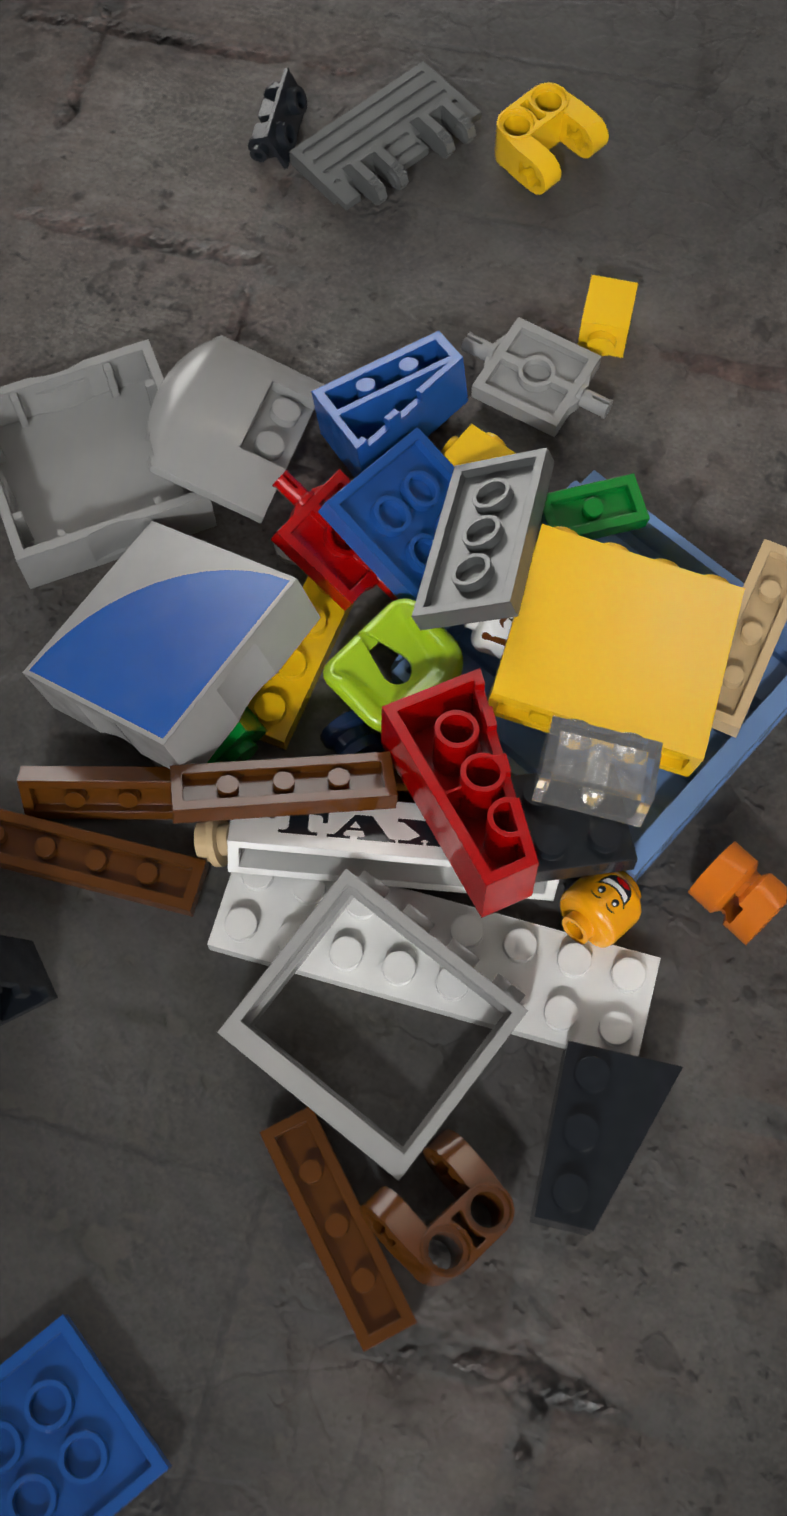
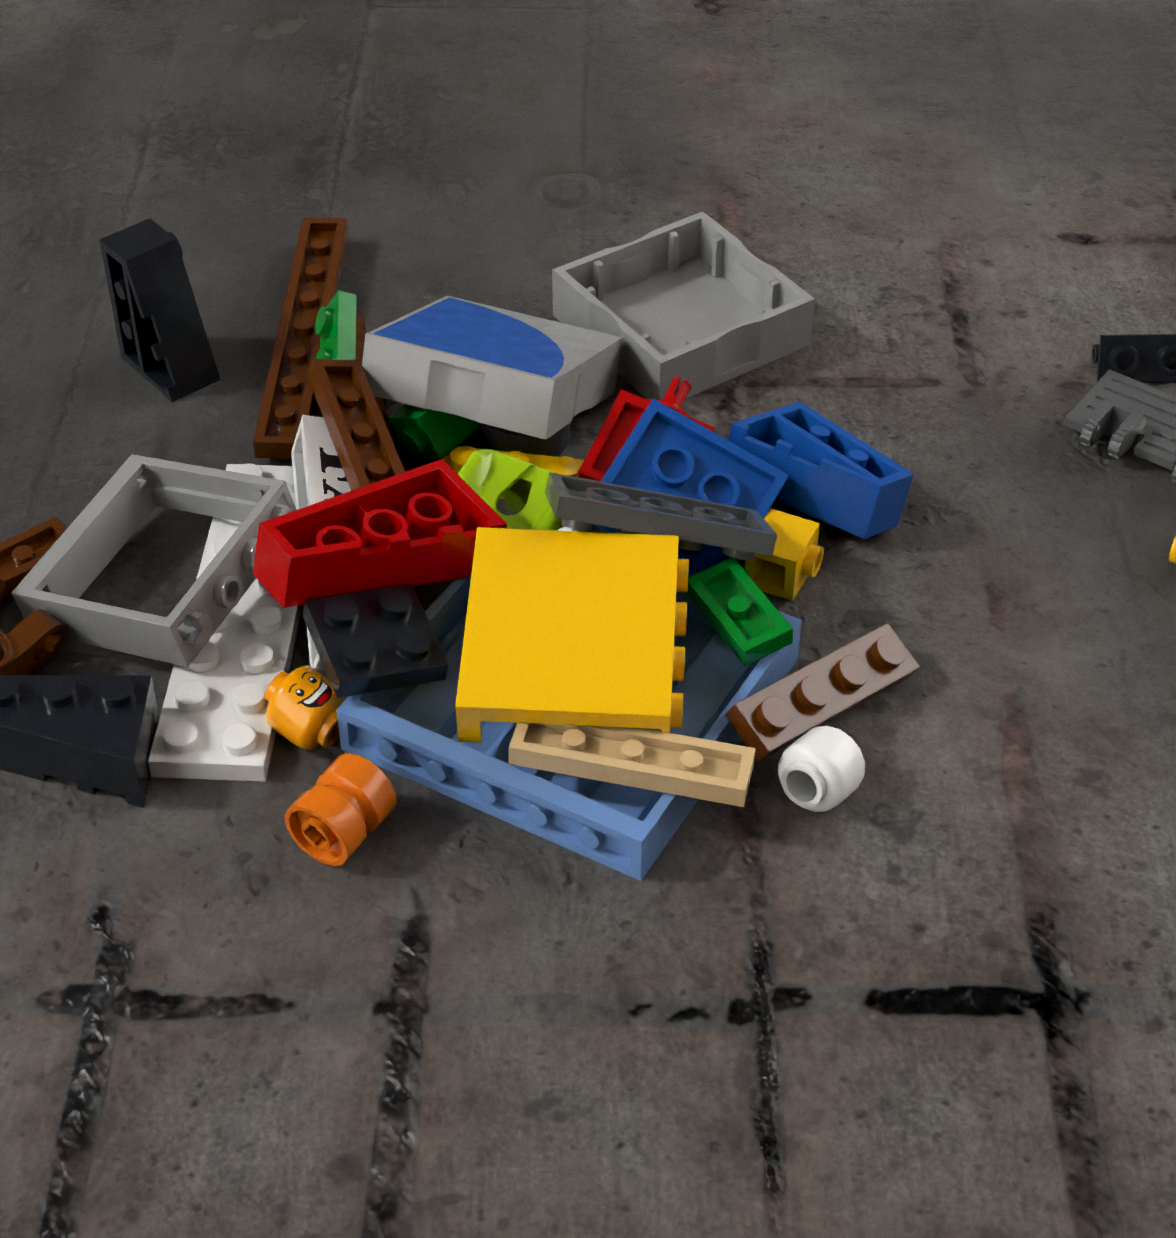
camera: 75 degrees right, 25 degrees down
(65, 798) = (337, 328): none -> green plate
(229, 424) = (749, 361): light grey slope -> none
(536, 376) = (919, 583): light grey plate -> none
(597, 771) = (419, 620): clear brick -> none
(607, 315) = (1020, 624): yellow brick -> none
(669, 480) = (822, 691): none -> plate
(748, 506) = (821, 768): none -> white head

